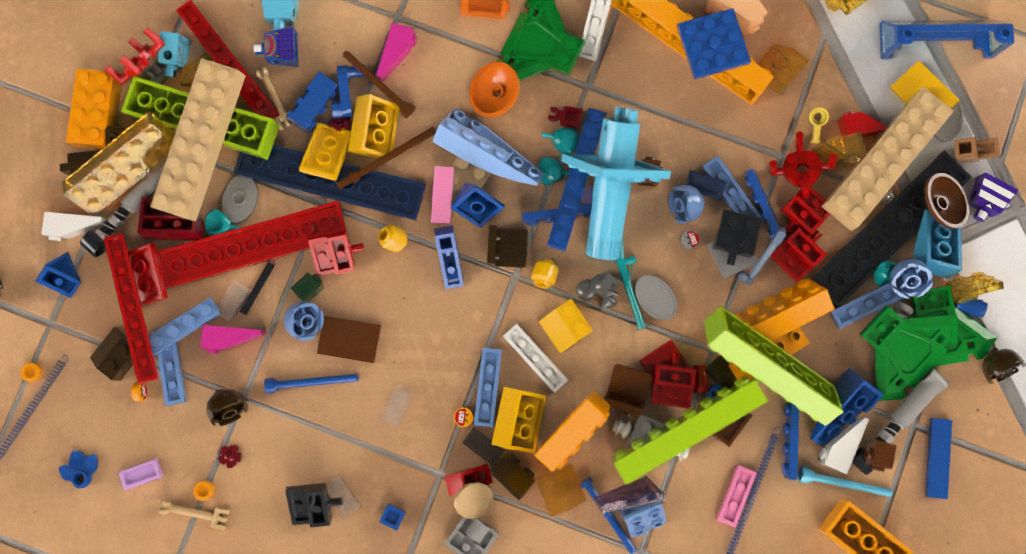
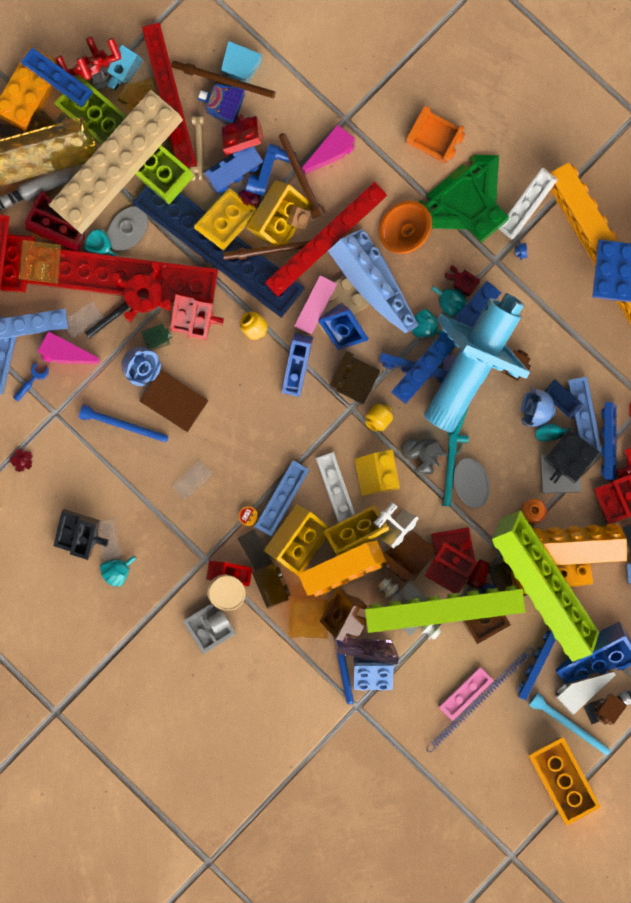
camera: 20 degrees right, 0 degrees up
(111, 85) = (56, 77): none -> blue plate
(167, 263) = (39, 262): none -> clear yellow plate
(206, 382) = (28, 384): none -> blue piece
(225, 407) = (37, 414): dark brown cylinder -> none
(237, 30) = (191, 69): none -> reddish brown bar
(269, 244) = (139, 282): none -> red plate
(307, 68) = (241, 134): none -> red plate
(361, 522) = (116, 571): none -> teal piece
(392, 516) = (146, 577): blue plate -> none
(393, 122) = (298, 217): none -> medium nougat plate
(425, 132) = (325, 239): none -> red plate
(570, 389) = (355, 531): none -> yellow slope
(592, 475) = (341, 615): none -> reddish brown panel
(607, 370) = (399, 526): none -> white plate
(608, 67) = (521, 250): none -> blue plate
(690, 239) = (527, 443): tile -> none
(707, 220) = (549, 432): none -> teal piece
(731, 297) = (536, 517): none -> orange head
(777, 239) = (565, 501): sand blue hinge -> none

